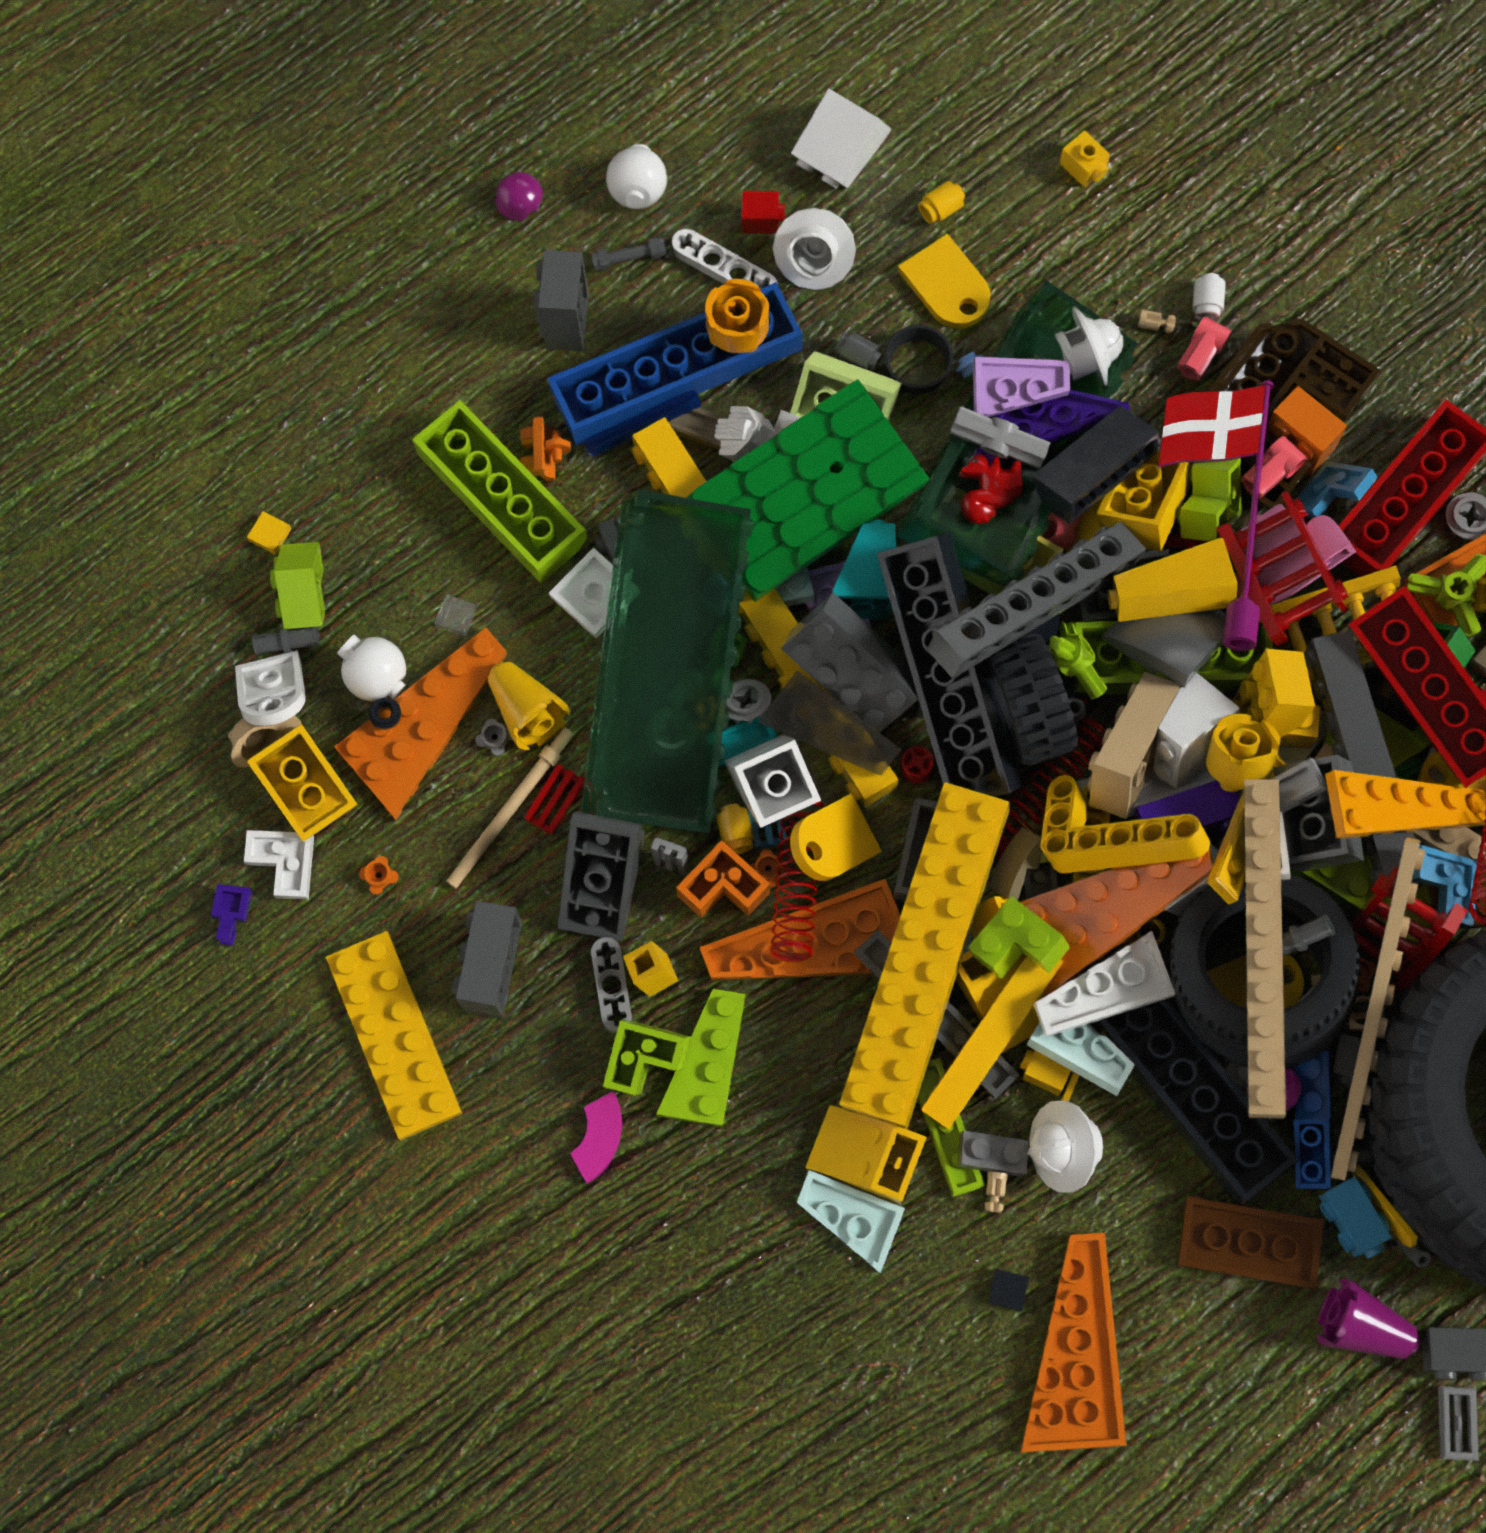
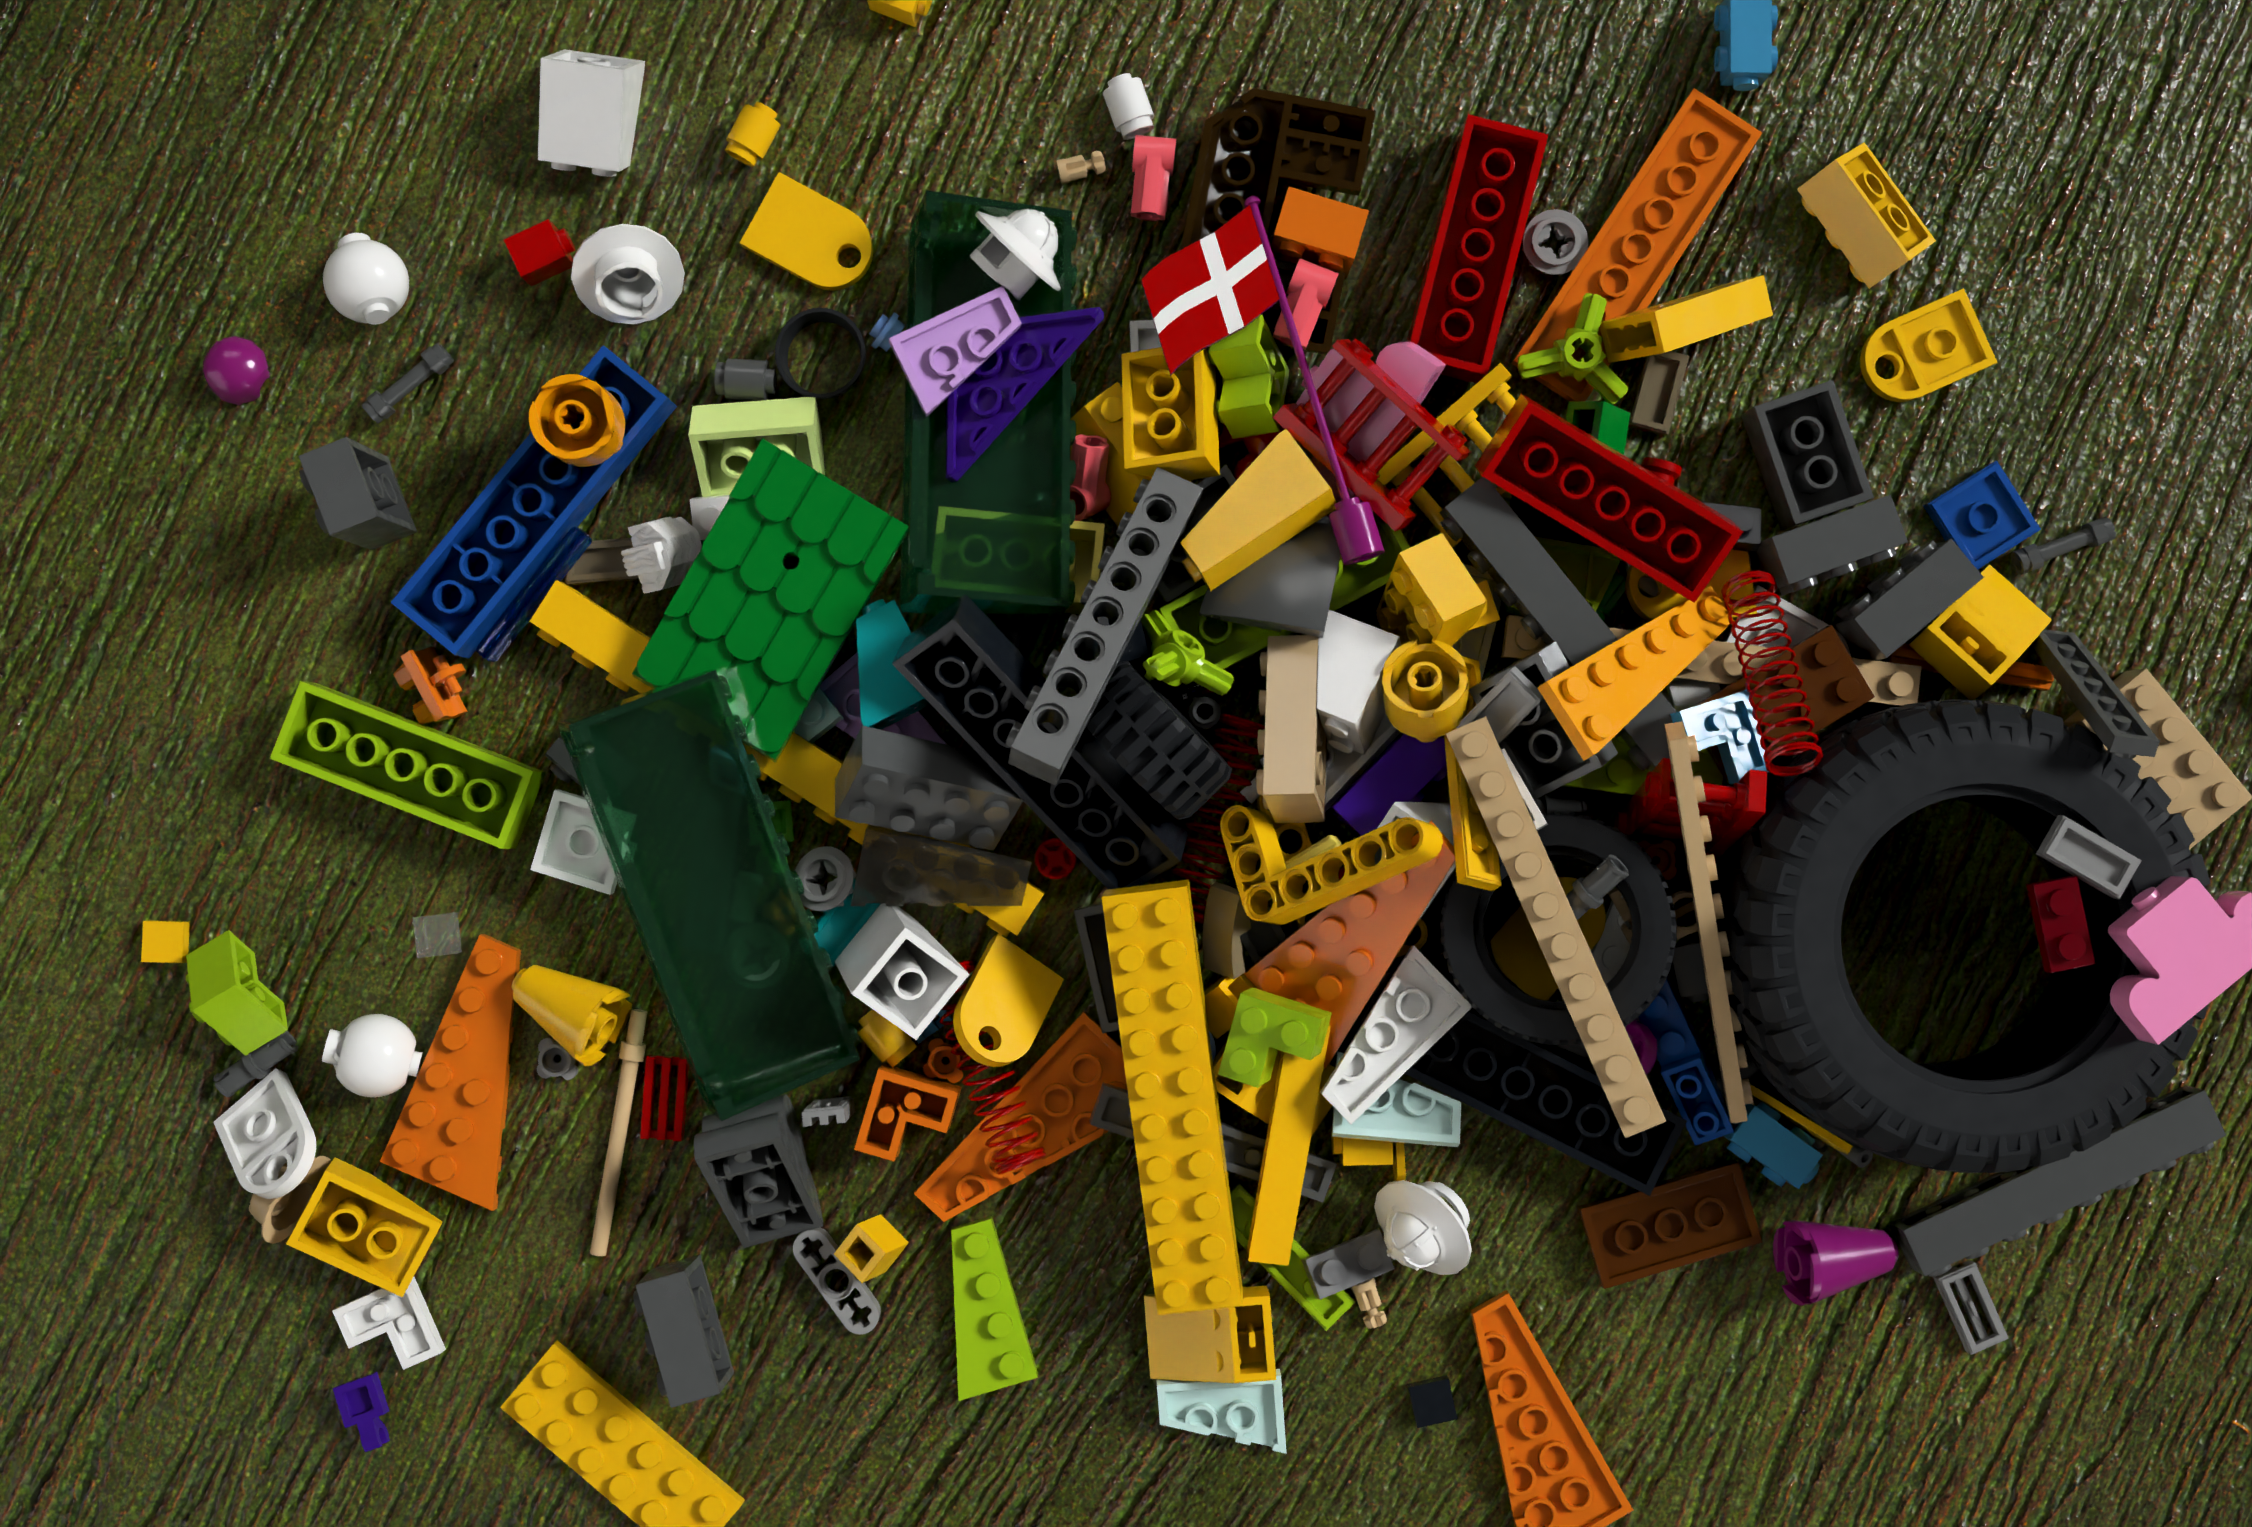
camera: 25 degrees left, 15 degrees up
(379, 865) = (498, 1287): orange plate -> none
(384, 704) = (404, 1103): black plate -> none
(601, 1139) = (910, 1452): dark pink tile -> none
(636, 1048) = (907, 1344): lime brick -> none
(727, 259) = (532, 339): white beam -> none
(996, 490) = (993, 492): red animal -> none
(999, 437) = (966, 430): light grey piece -> none
(1095, 464) = (1095, 408): black brick -> none
(1335, 481) = (1374, 280): dark azure plate -> none

